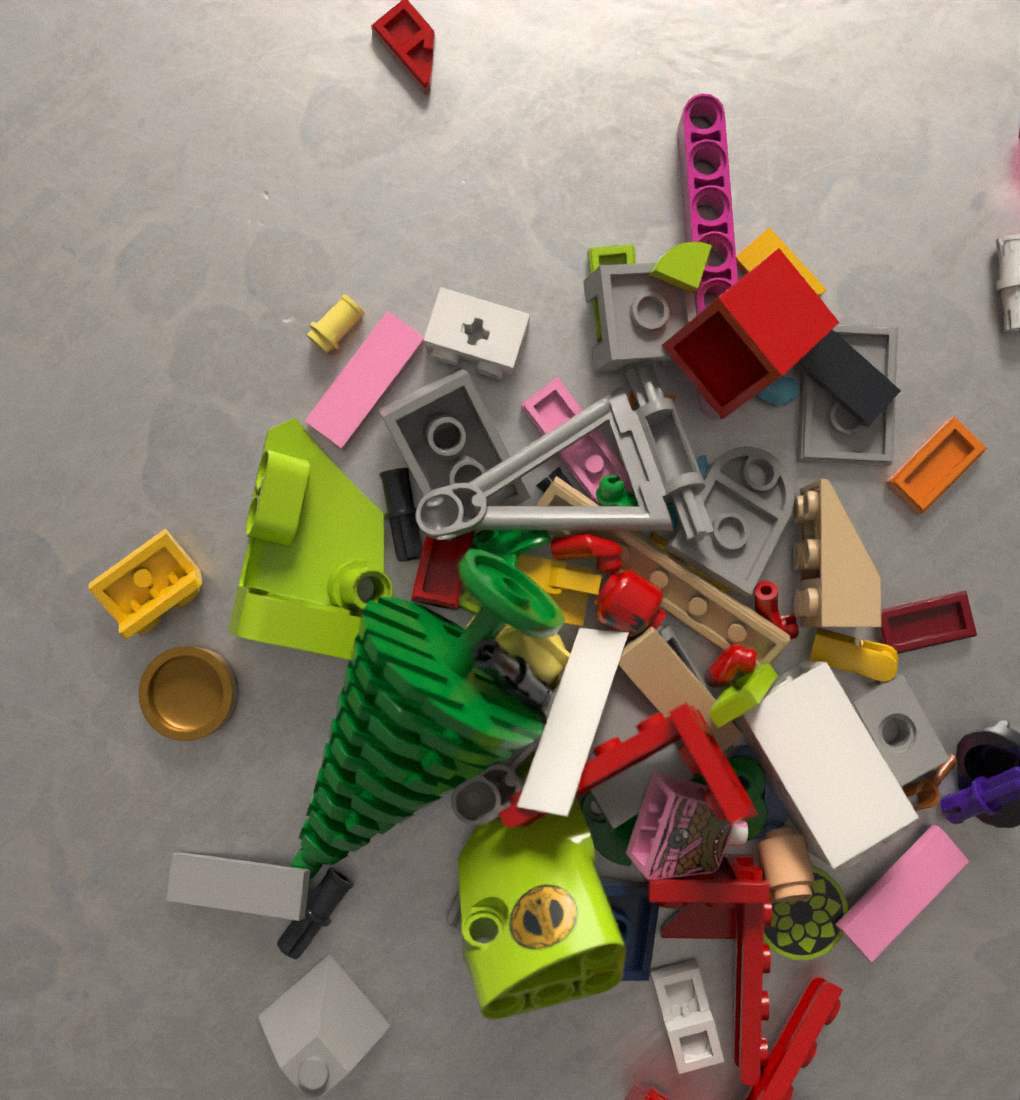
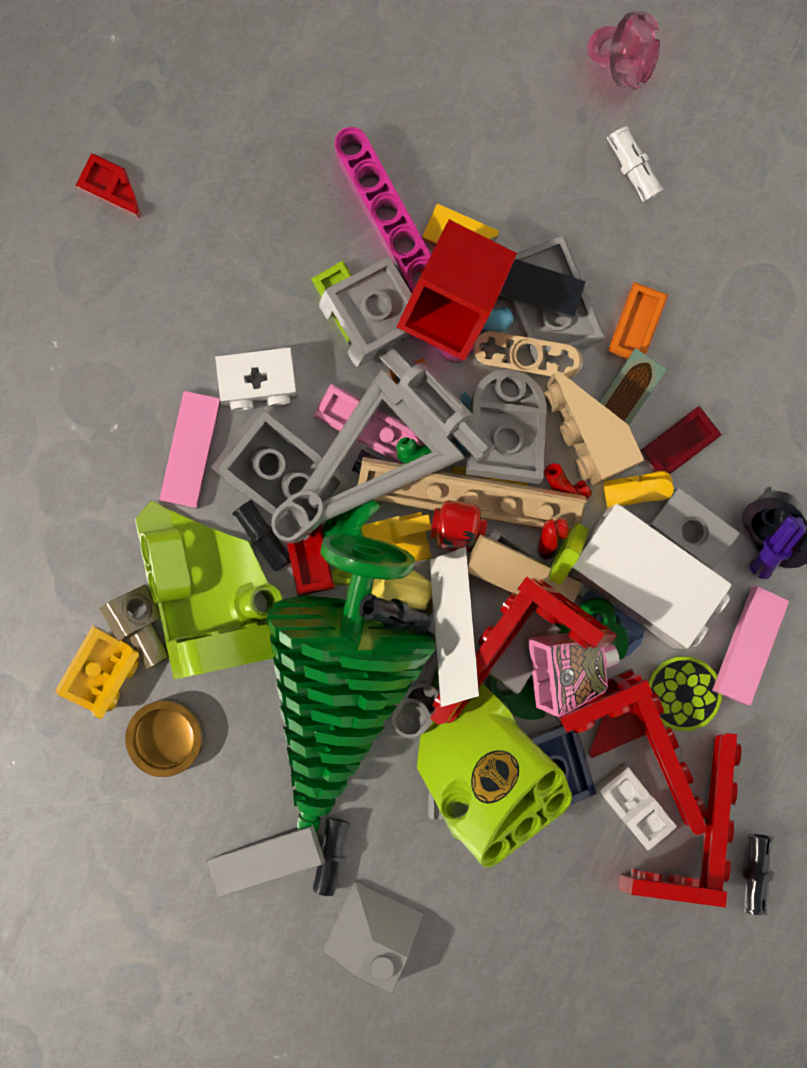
camera: 25 degrees left, 0 degrees up
(215, 559) = (140, 627): none -> dark tan piece
(335, 324) = (149, 418): light yellow pin -> none
(587, 546) = (408, 497): red arm -> none
(683, 265) = (385, 262): lime tile -> none
(774, 416) = (503, 339): none -> tan beam
(786, 865) = (657, 663): light nougat brick -> none
(902, 532) = (632, 386): none -> tile
(928, 788) = (736, 561): dark orange hand -> none

